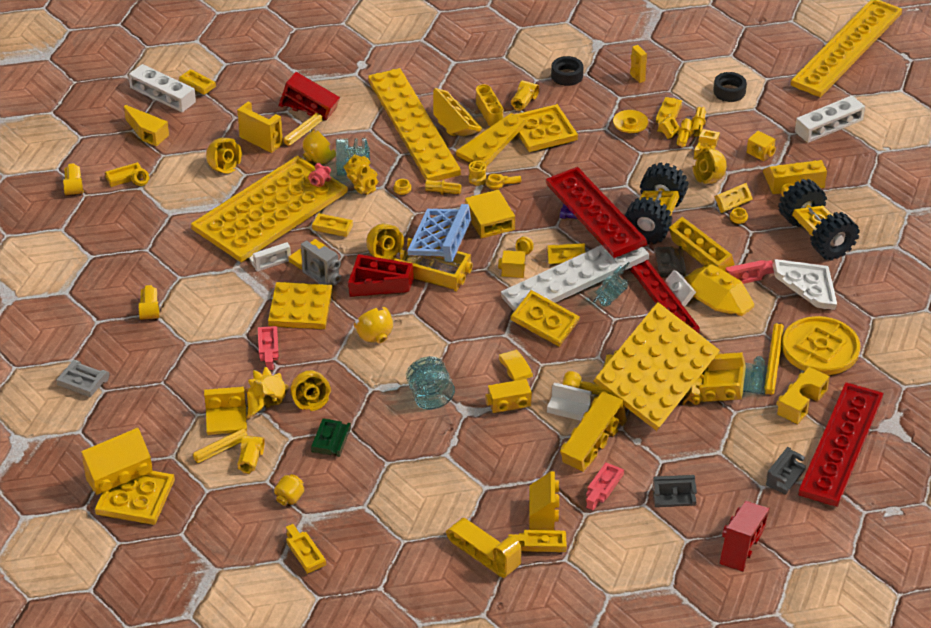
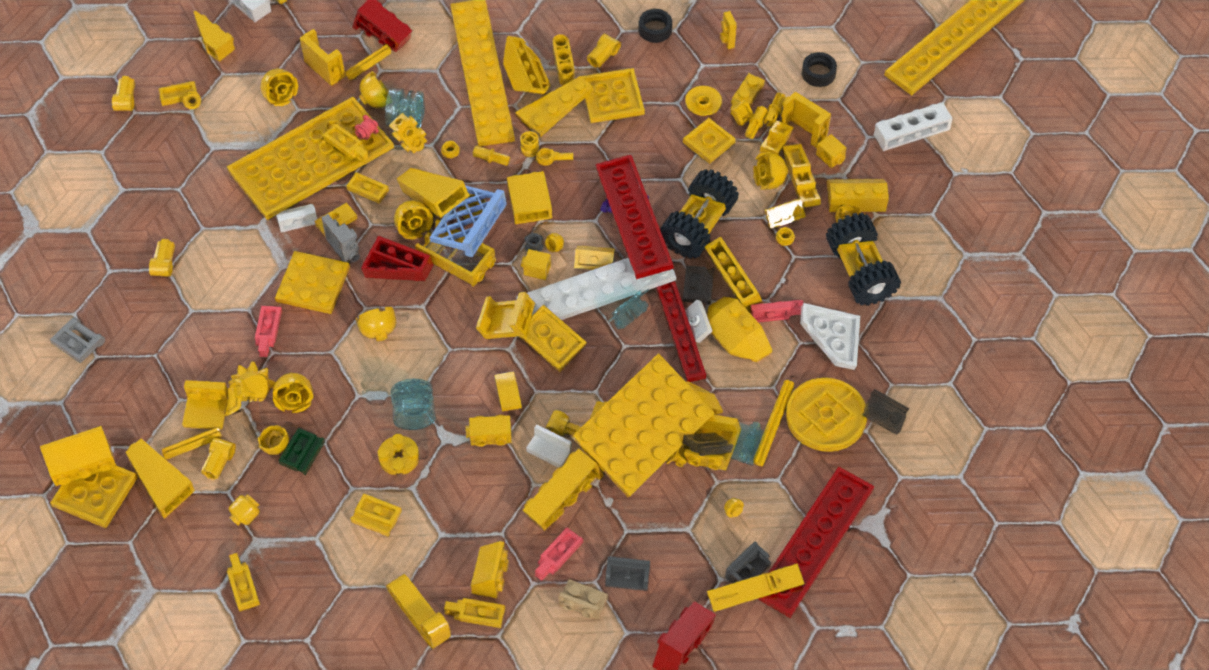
camera: 10 degrees right, 15 degrees up
(196, 475) = (160, 478): none -> yellow slope
(301, 431) = (273, 440): none -> yellow hair
(304, 190) = (346, 143): none -> yellow hinge
(404, 214) = (433, 190): none -> yellow slope
(418, 478) = (376, 514): none -> yellow plate
(425, 420) = (398, 465): none -> yellow plate
(497, 307) = (505, 317): none -> yellow panel
(503, 245) = (533, 238): none -> dark grey plate
(637, 518) = (582, 599): none -> tan bracket
(645, 151) = (709, 140): none -> yellow plate
(721, 376) = (707, 444): none -> clear smoke plate
(731, 120) = (807, 116): none -> yellow panel
(739, 168) = (801, 175): none -> yellow slope
(758, 427) = (733, 507): none -> yellow plate
(795, 401) = (801, 462): yellow arch -> none
(799, 483) = (755, 587): none -> yellow piece
(875, 335) = (885, 411): none -> clear smoke plate

